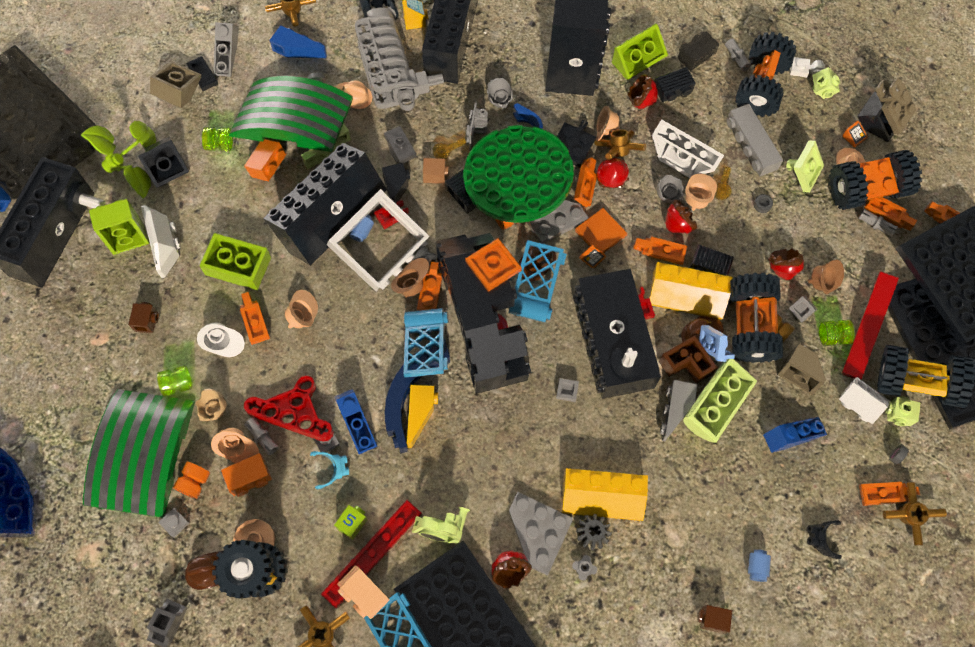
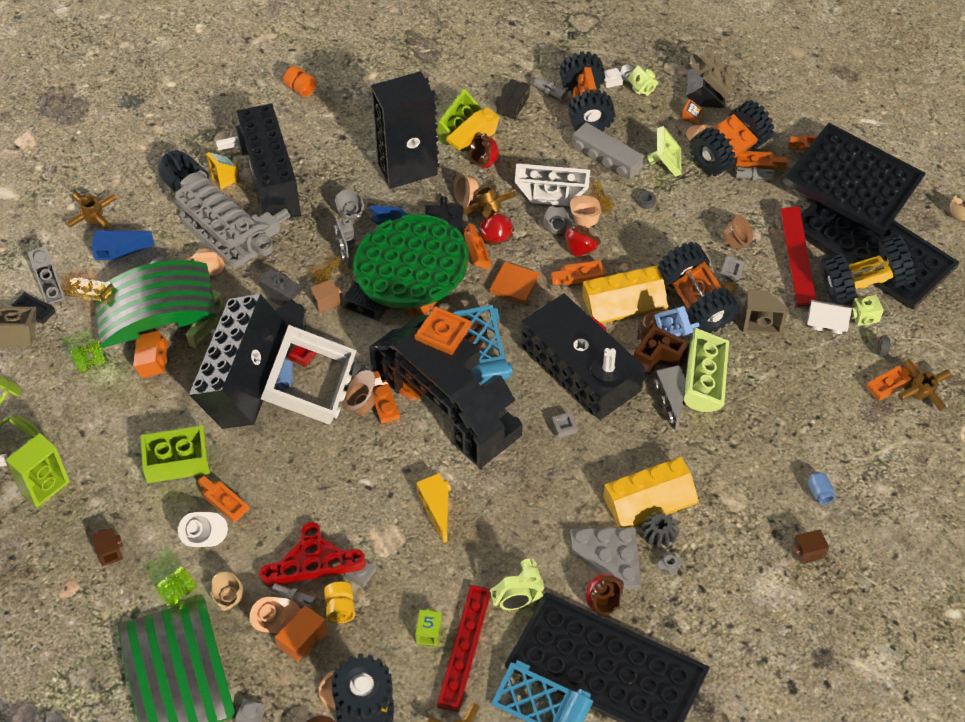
camera: 25 degrees left, 15 degrees down
(161, 239) = (84, 469): white wedge -> none
(162, 162) = (41, 400): black slope -> none
(192, 479) = (247, 664): orange wheel -> none
(248, 77) = (88, 289): none -> clear yellow plate
(291, 463) = (339, 602): none -> yellow wheel
(301, 309) = (267, 470): light nougat piece -> none
(339, 467) = (385, 585): medium azure helmet -> none
(355, 421) = (379, 539): blue slope -> none
(363, 592) = (479, 674): light nougat brick -> none
(397, 396) = (412, 465): dark blue arch -> none
(424, 323) = (397, 426): dark azure piece -> none
(561, 220) = (469, 291): light grey plate -> none
(592, 256) = (520, 304): slope -> none
(651, 64) = (479, 123): none -> yellow slope
(674, 84) = (509, 134): black brick -> none
(711, 261) = (629, 261): black brick -> none
(786, 263) = (699, 232): hair -> none
(794, 434) = (786, 370): blue slope -> none
(817, 538) = (858, 443): black helmet -> none
(839, 332) = (773, 273): clear neon green wheel -> none

